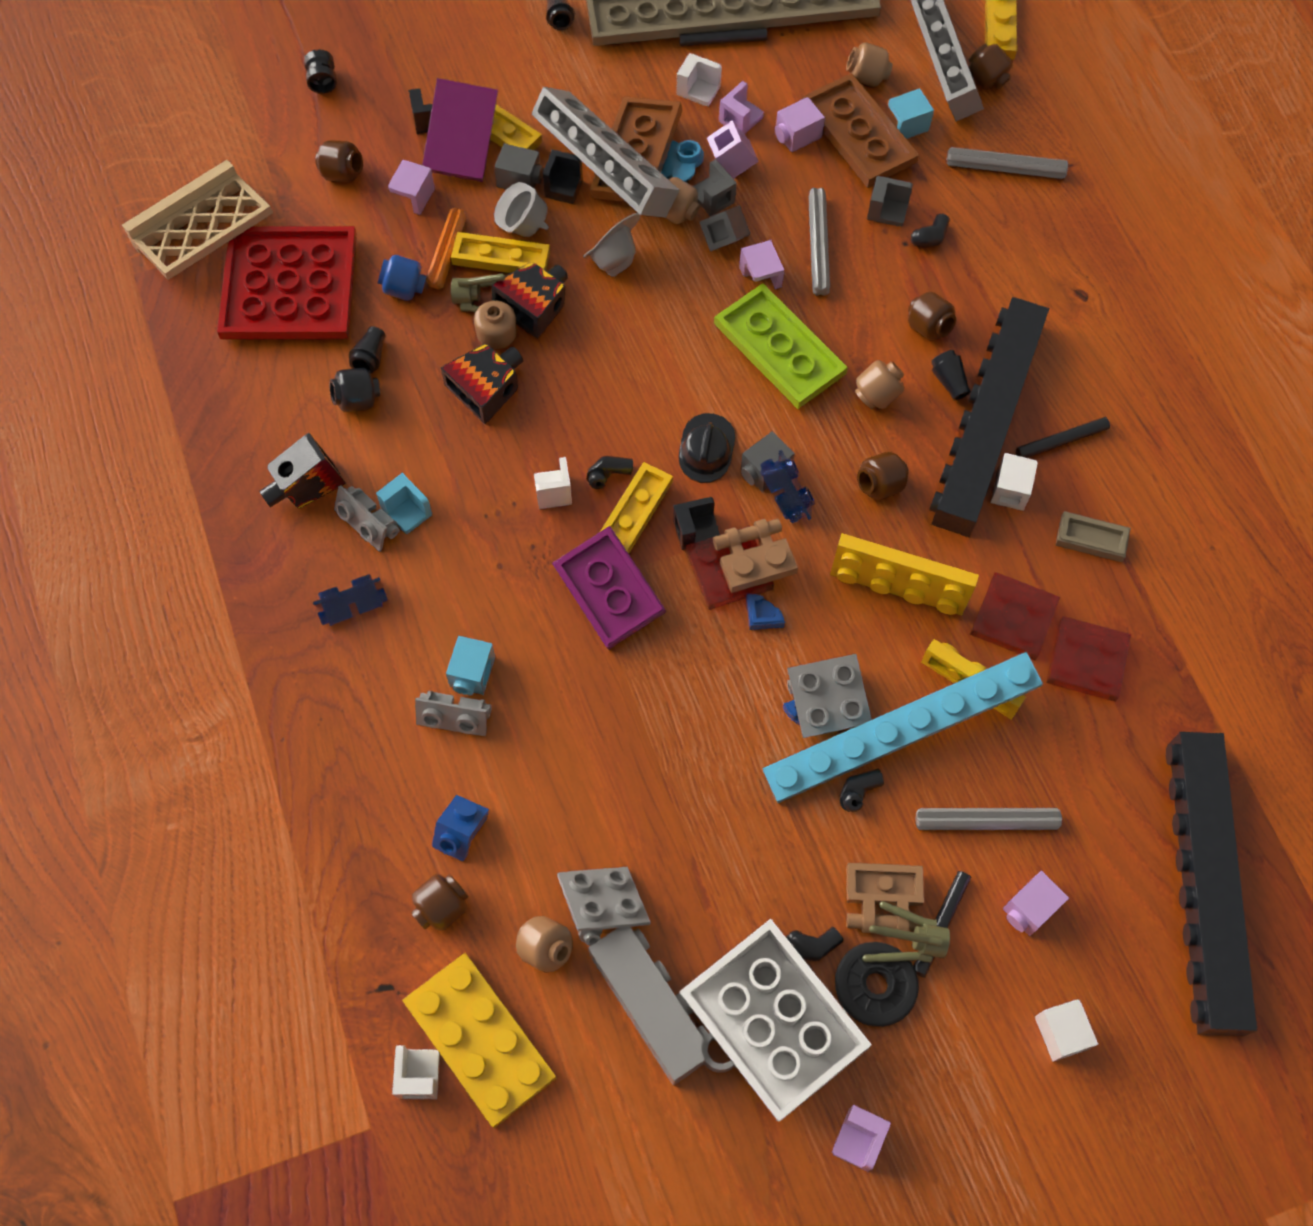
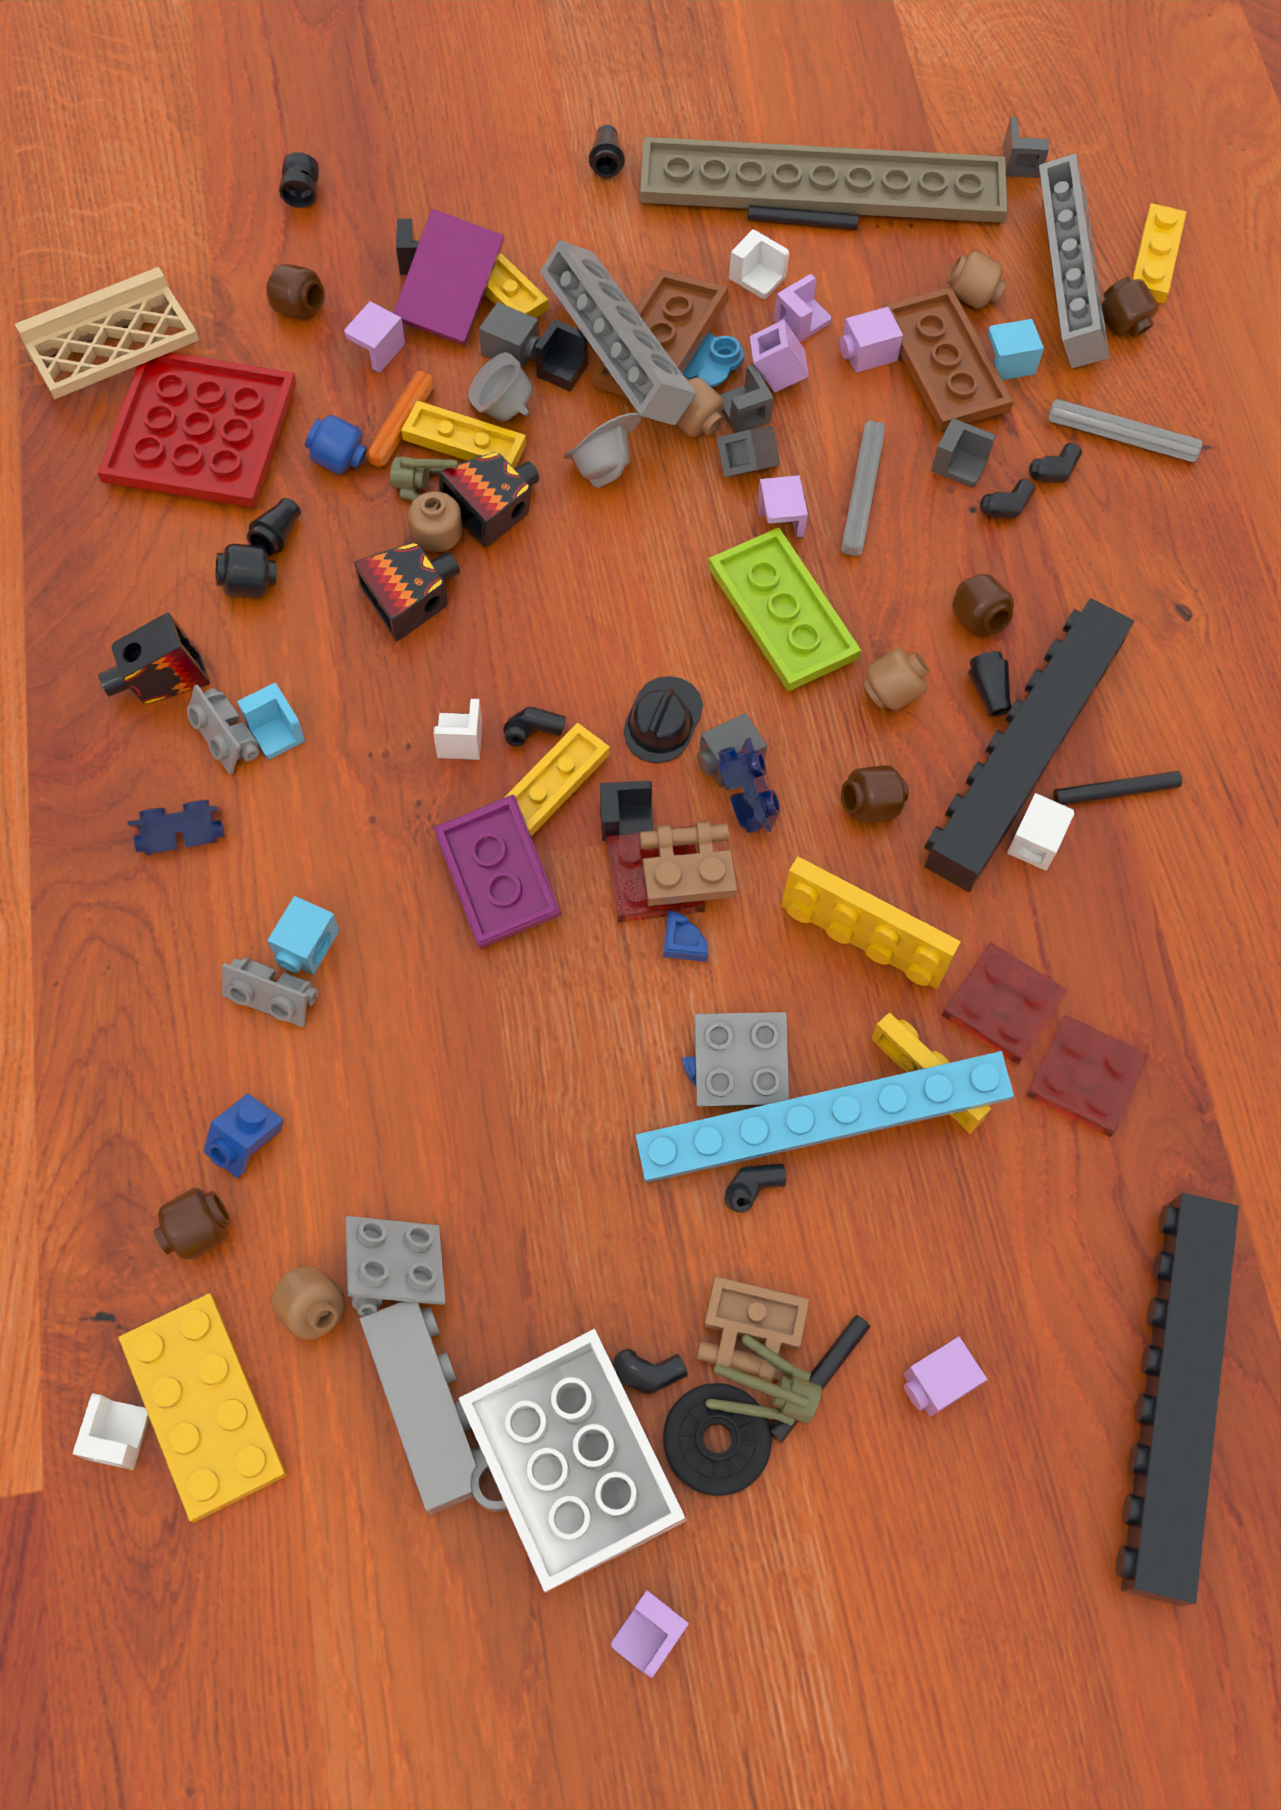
camera: 10 degrees right, 0 degrees up
(961, 201) = (1056, 468): none -> black arm
(988, 818) = (910, 1255): light grey axle -> none
(1066, 1030) = (946, 1550): white panel -> none
(1093, 536) = (1128, 920): dark tan tile -> none

